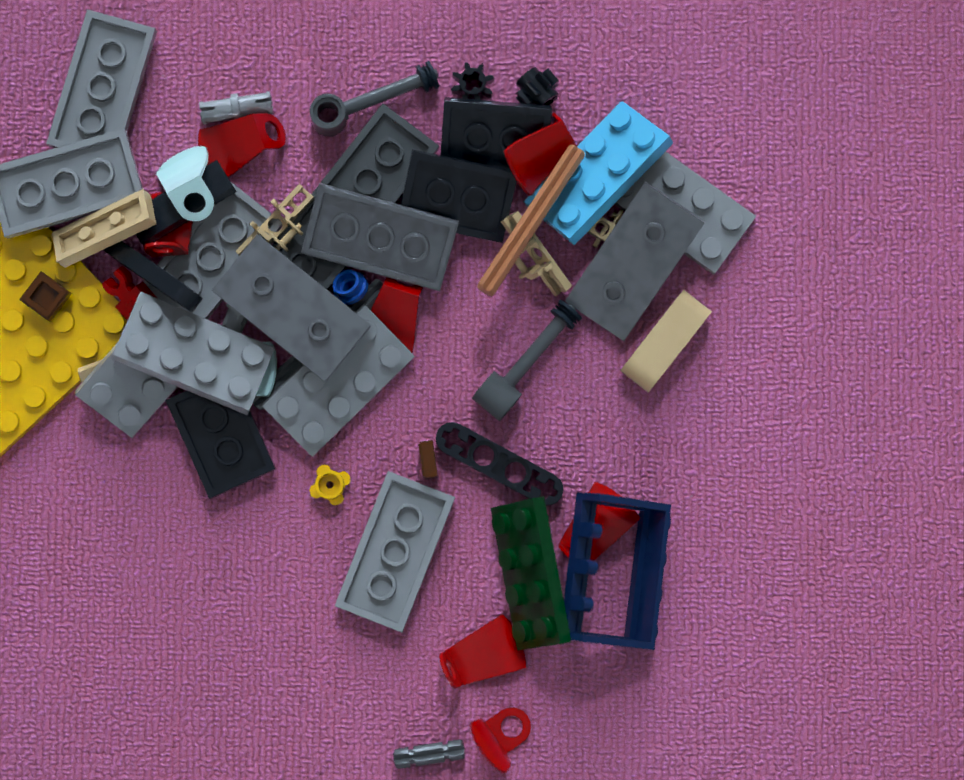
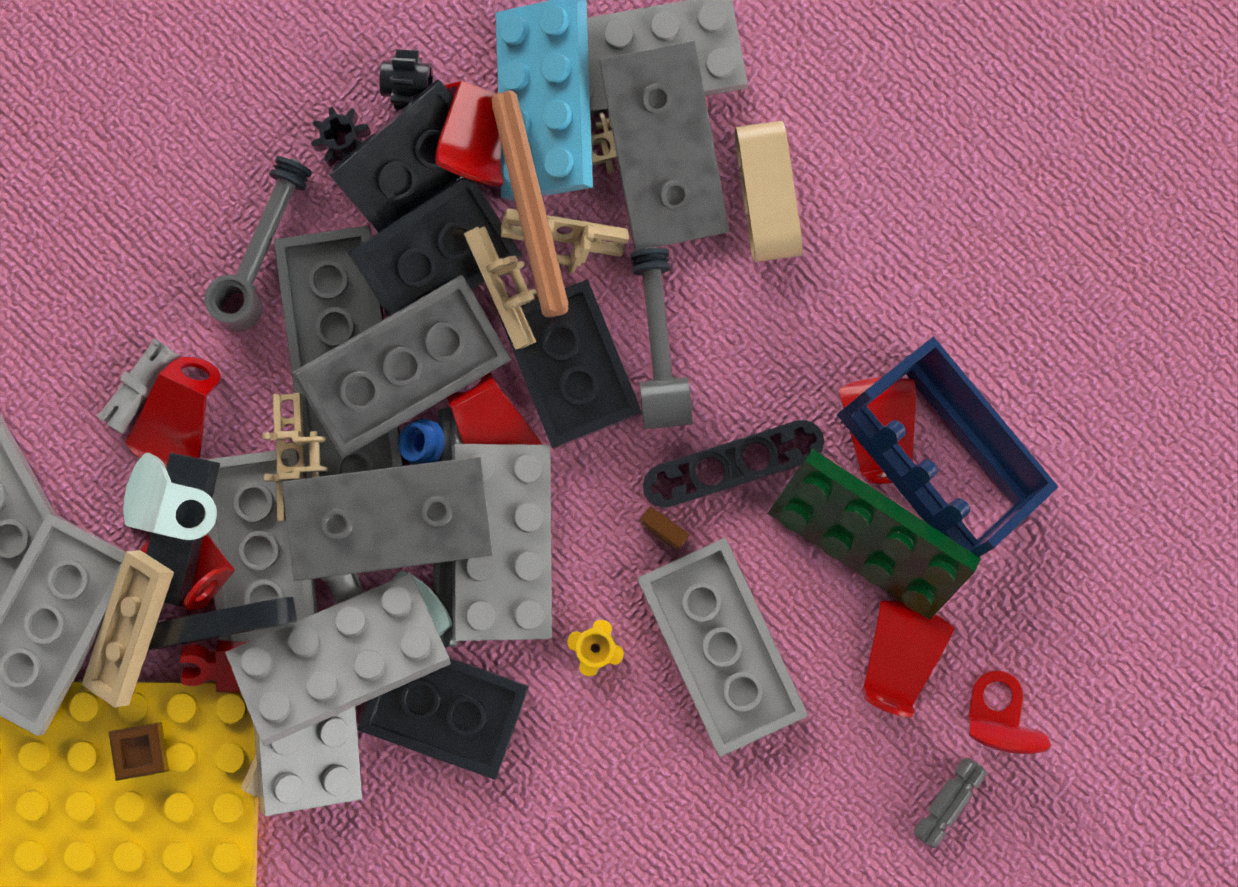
camera: 45 degrees left, 0 degrees up
(467, 327) = (574, 369): none -> black plate
(477, 234) = (491, 270): none -> tan piece

